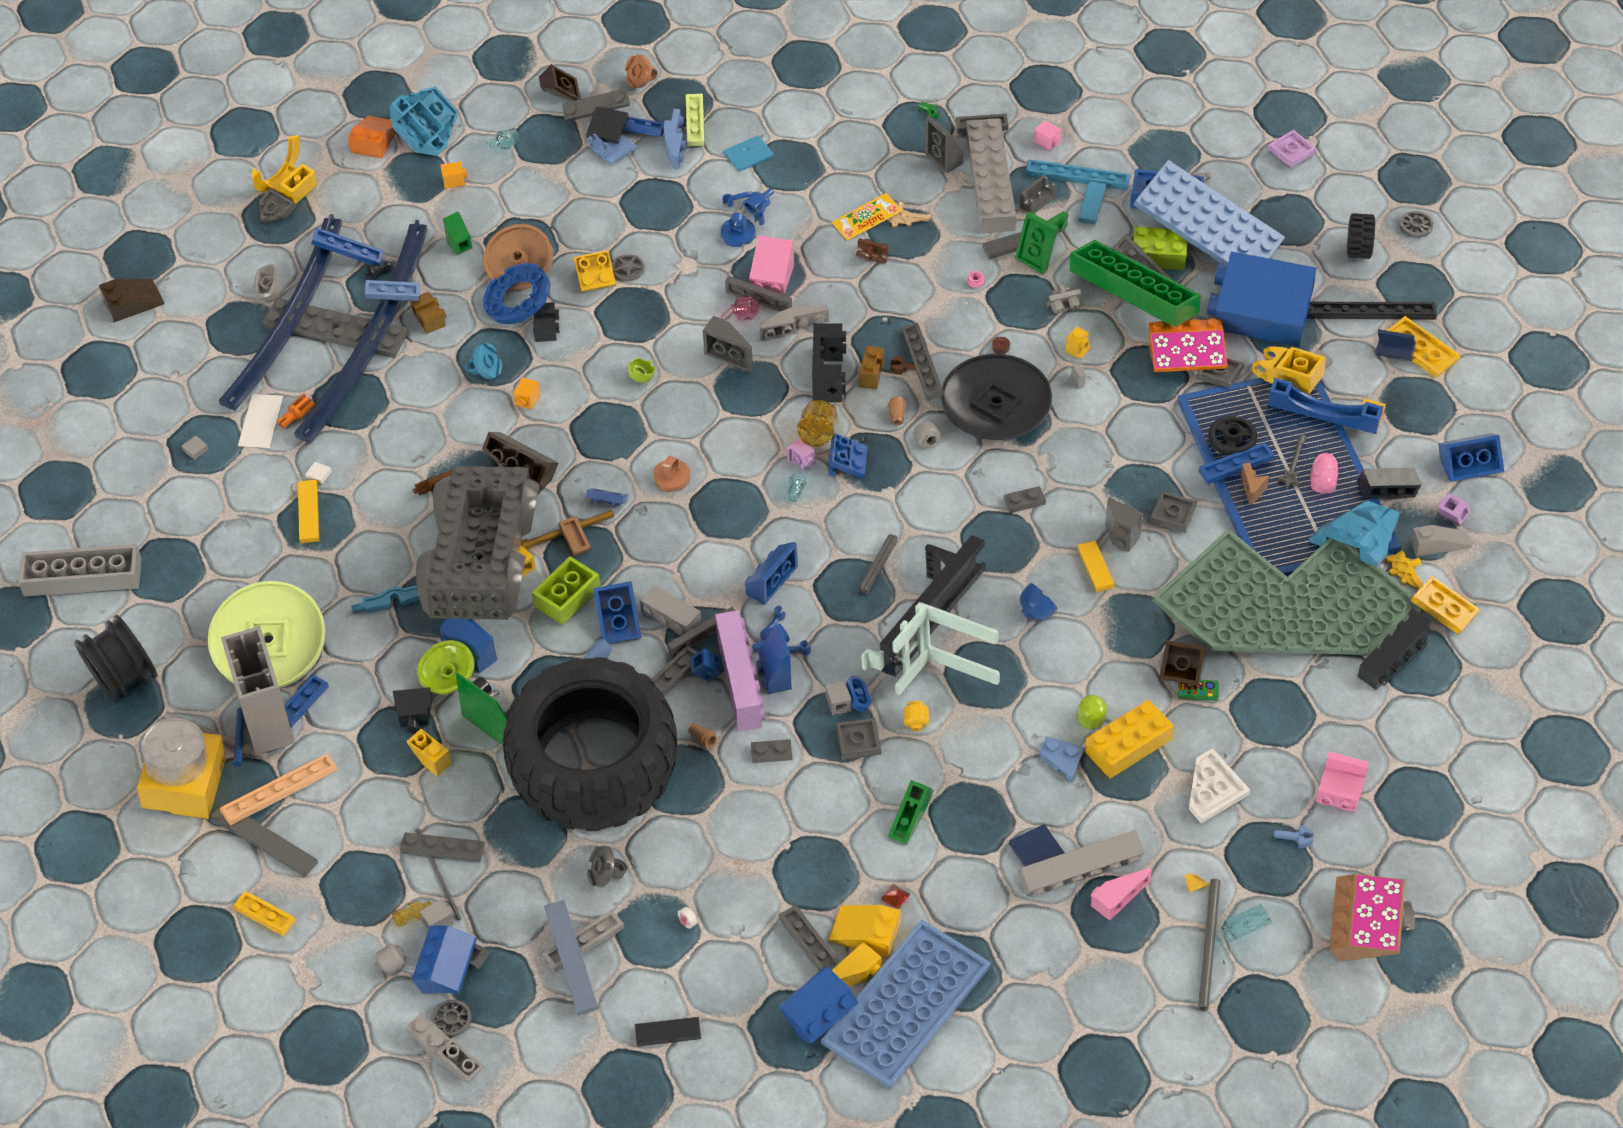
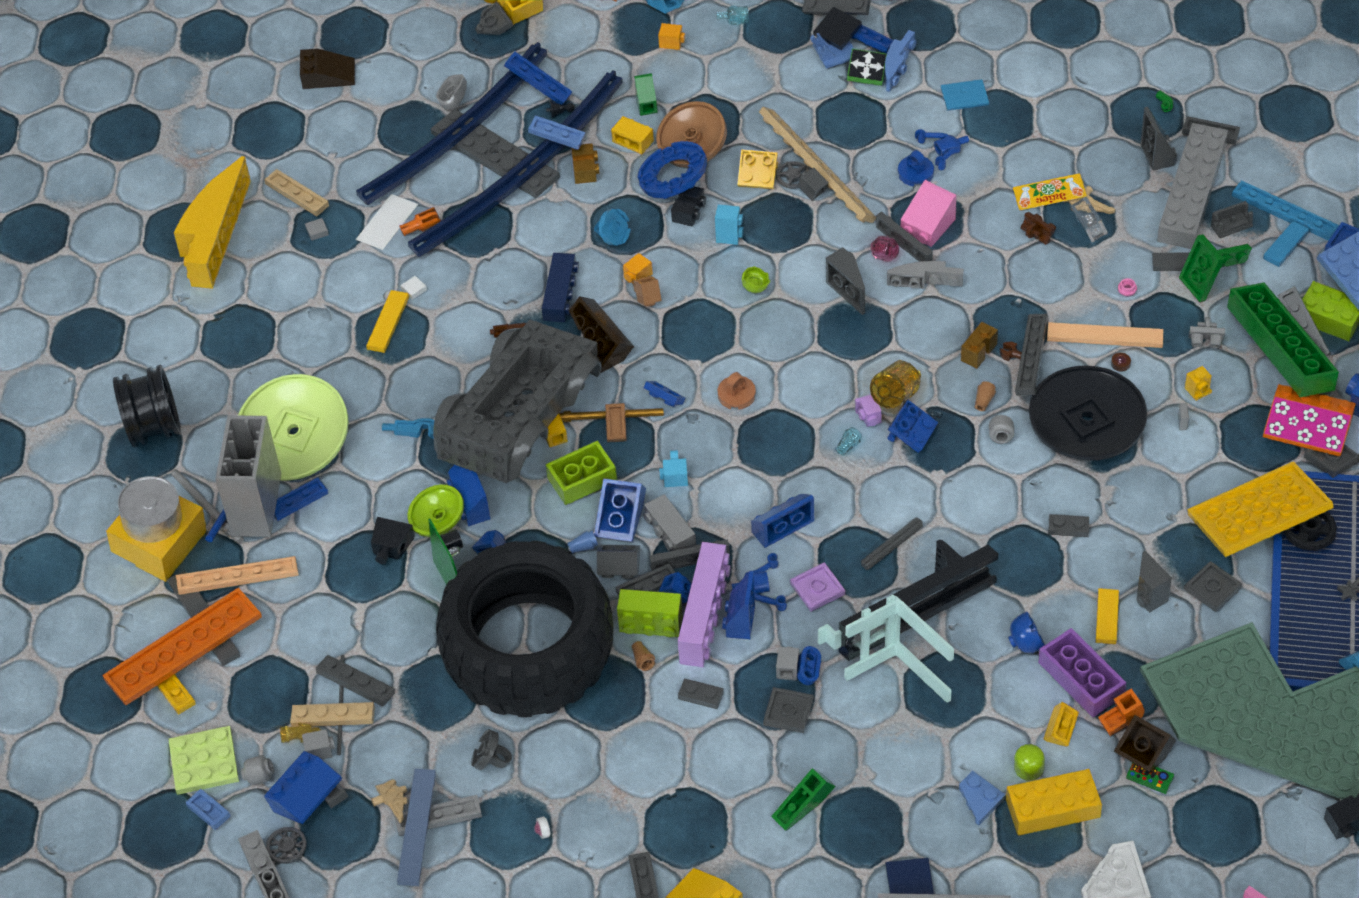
camera: 25 degrees right, 0 degrees up
(80, 570) = (161, 313): light grey brick -> none
(87, 474) = (209, 224): none -> yellow slope
(158, 419) = (296, 192): none -> tan plate
(259, 871) = (182, 646): none -> orange plate
(330, 969) = (203, 760): none -> yellowish green plate
(359, 1012) = (207, 809): none -> medium blue plate
(430, 752) = (384, 586): yellow slope -> none
(437, 884) = (333, 714): none -> tan plate
(460, 430) = (559, 287): none -> dark blue brick
(461, 274) = (632, 135): none -> yellow brick
(511, 682) = (489, 540): none -> blue slope
(532, 939) = (393, 797): none -> tan piece
(546, 409) = (647, 290): none -> medium nougat brick
(594, 327) = (728, 224): none -> medium azure brick
(640, 655) = (618, 560): none -> dark grey slope
(649, 152) = (866, 67): none -> tile
(651, 254) = (812, 160): none -> tan plate
(651, 269) = (812, 183): none -> dark grey brick
(651, 562) = (674, 471): none -> medium azure brick
(695, 119) = (927, 46): yellowish green plate -> none
(695, 693) = (649, 613): none -> lime brick
(828, 346) = (943, 308): black plate -> none
(831, 623) = (817, 587): none -> lavender plate
(895, 896) = (750, 878): clear red slope -> none
(915, 229) = (1089, 219): none -> clear piece
(916, 715) = (854, 706): yellow head -> none
(975, 326) = (1105, 335): none -> light nougat tile
(1047, 135) = (1271, 161): bright pink brick -> none
(1100, 620) = (1081, 672): none -> medium lavender brick
(1101, 671) = (1061, 724): none -> yellow slope
(1152, 644) = (1120, 716): none -> orange brick
(1184, 432) = (1260, 509): none -> yellow plate
(1233, 463) = (1300, 557): blue plate -> none
(1253, 485) = (1308, 587): medium nougat slope -> none

